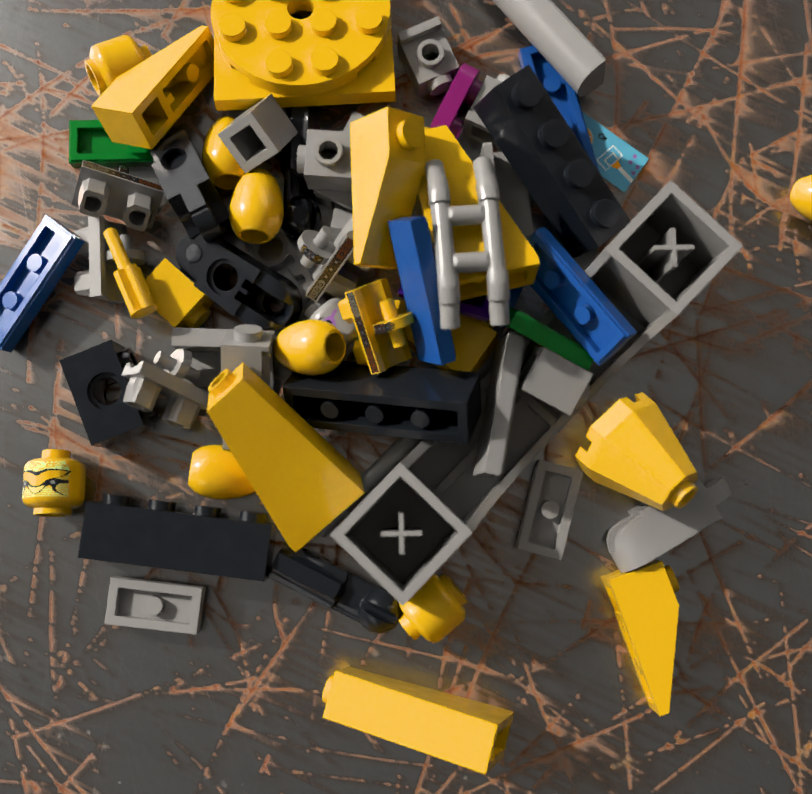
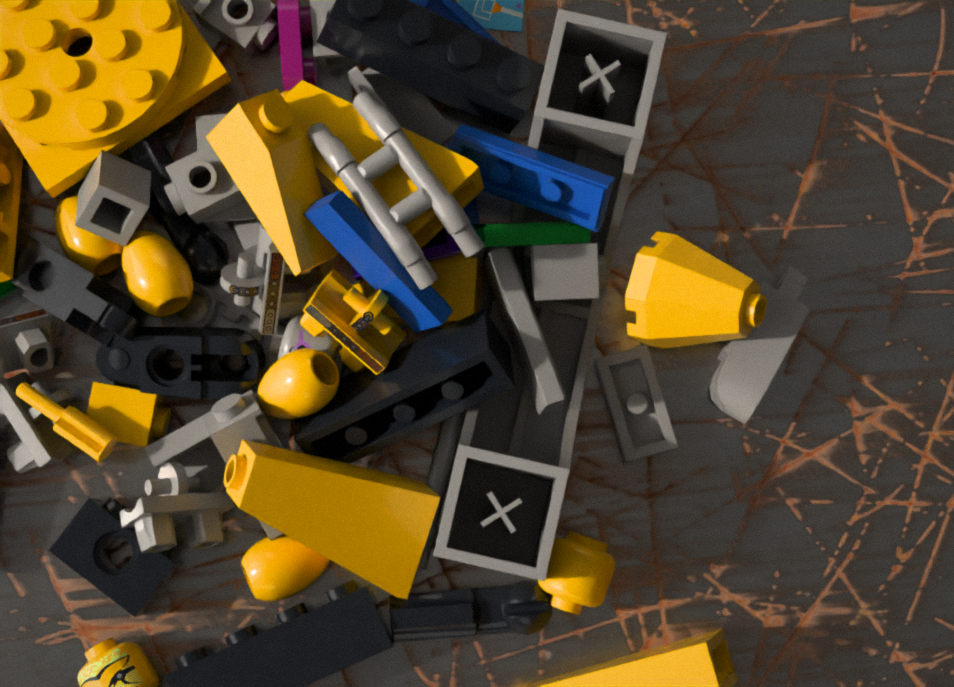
camera: 30 degrees left, 0 degrees up
(648, 622) = (797, 453): yellow slope -> none

